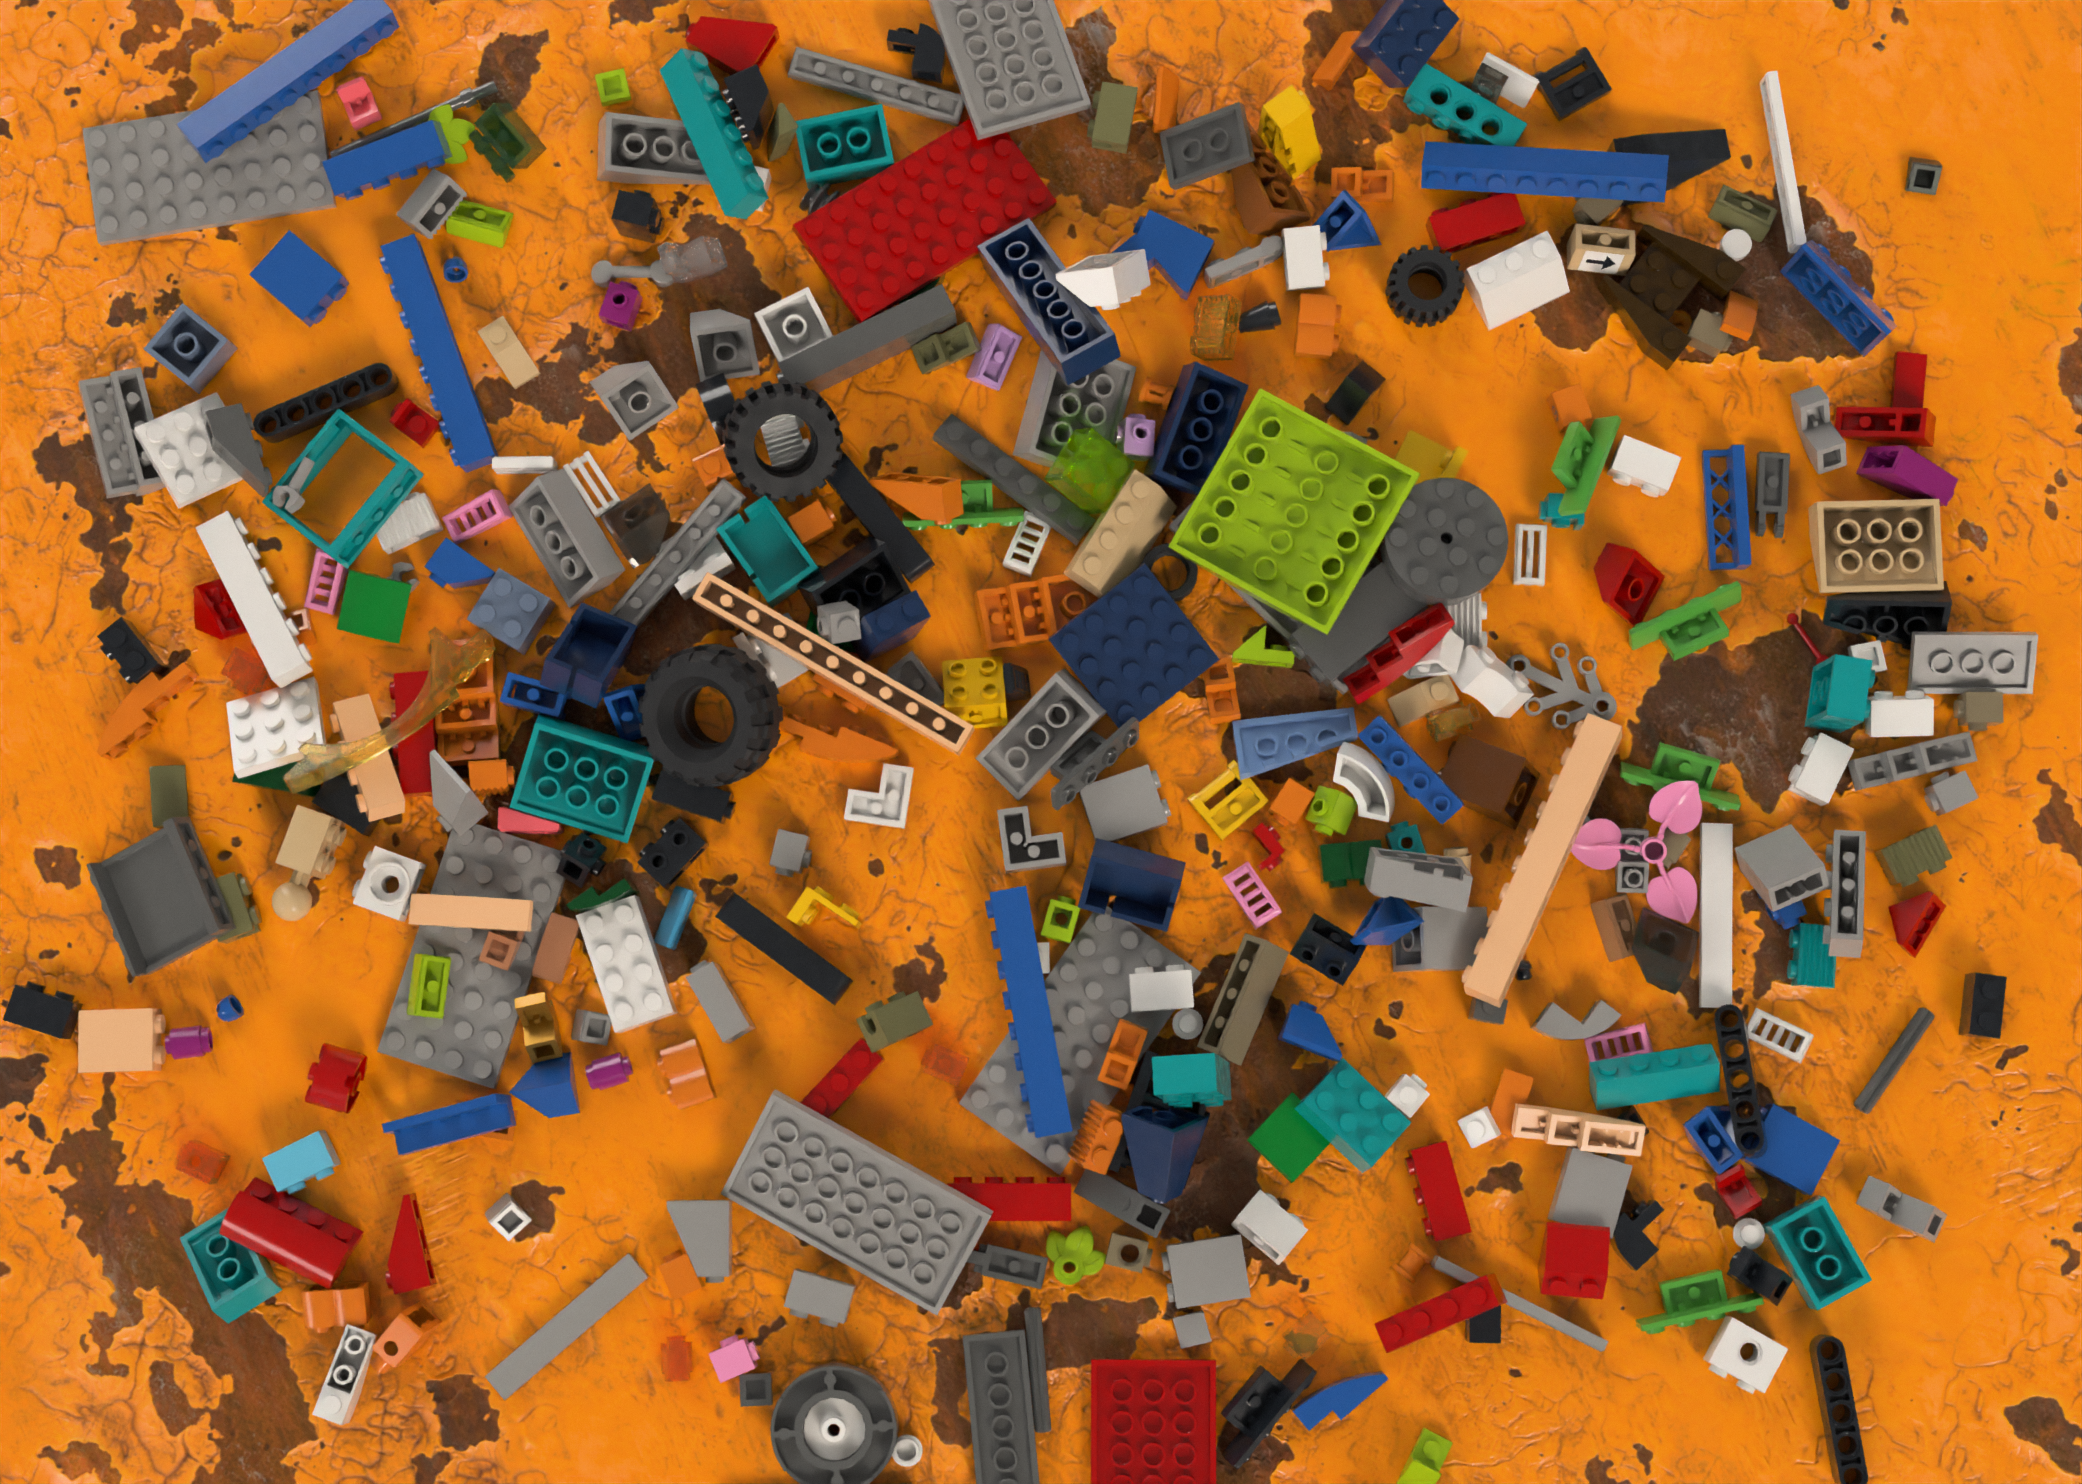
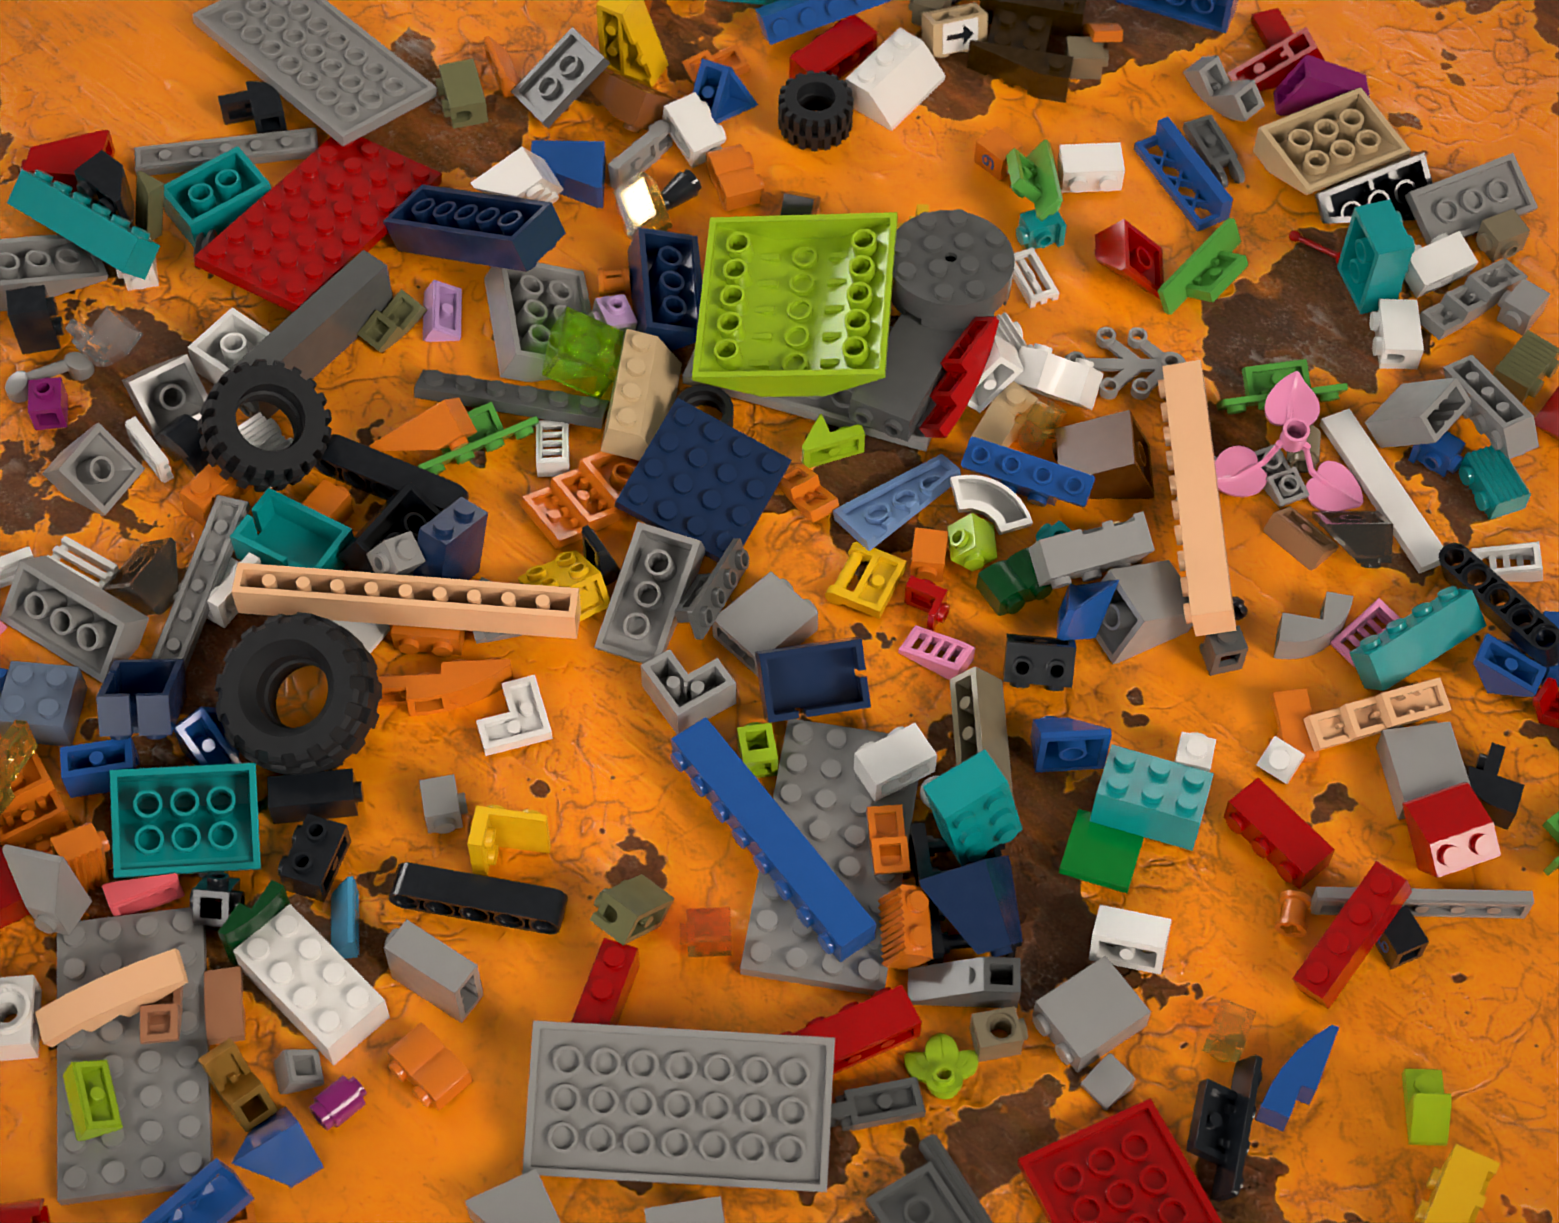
camera: 30 degrees left, 25 degrees down
(687, 394) = (149, 450): none -> white tile

